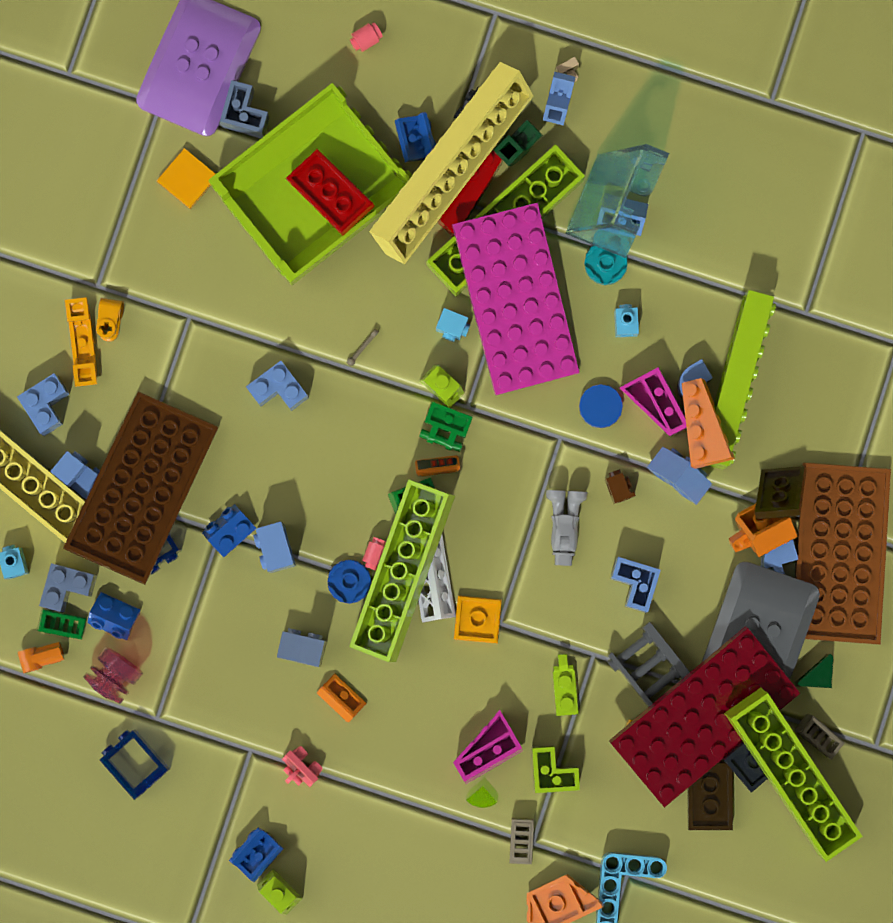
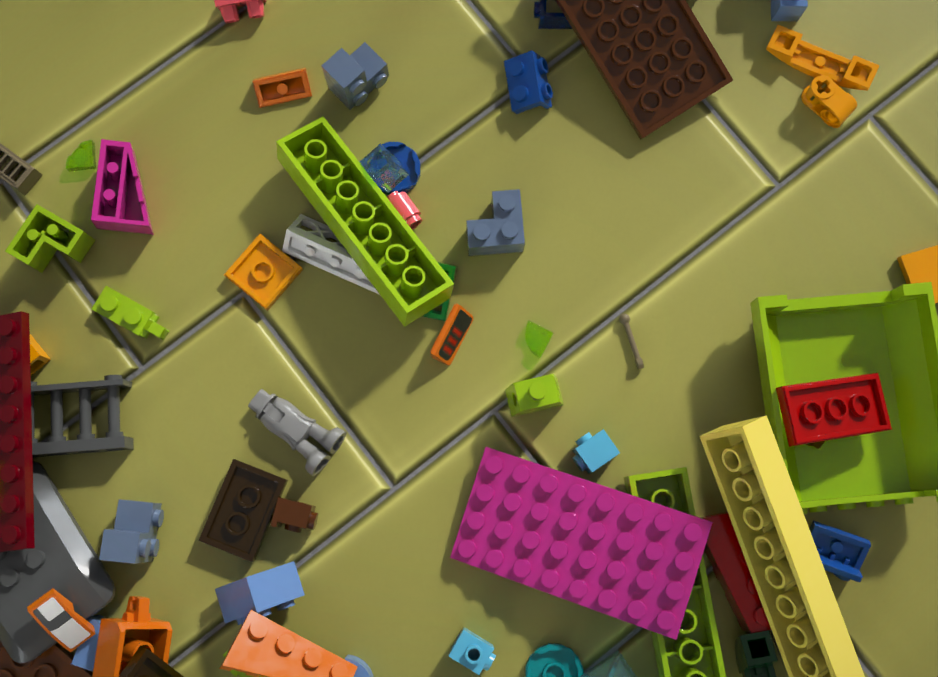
camera: 125 degrees right, 5 degrees down
(275, 547) = (477, 109): medium blue brick -> none
(277, 381) = (651, 226): medium blue brick -> none
(344, 476) = (501, 233): none -> sand blue brick
(358, 581) = (384, 168): none -> clear light blue brick
(402, 409) = (537, 338): none -> clear neon green tile
(449, 420) = (491, 379): green plate -> none
(600, 406) = (397, 556): blue tile -> none
(637, 522) = (243, 510): none -> dark brown plate
(642, 582) = (177, 469): medium blue brick -> none
(657, 401) = (357, 624): dark pink wedge -> none
(696, 580) = (134, 533): none -> sand blue brick
(775, 579) = (60, 620): none -> slope

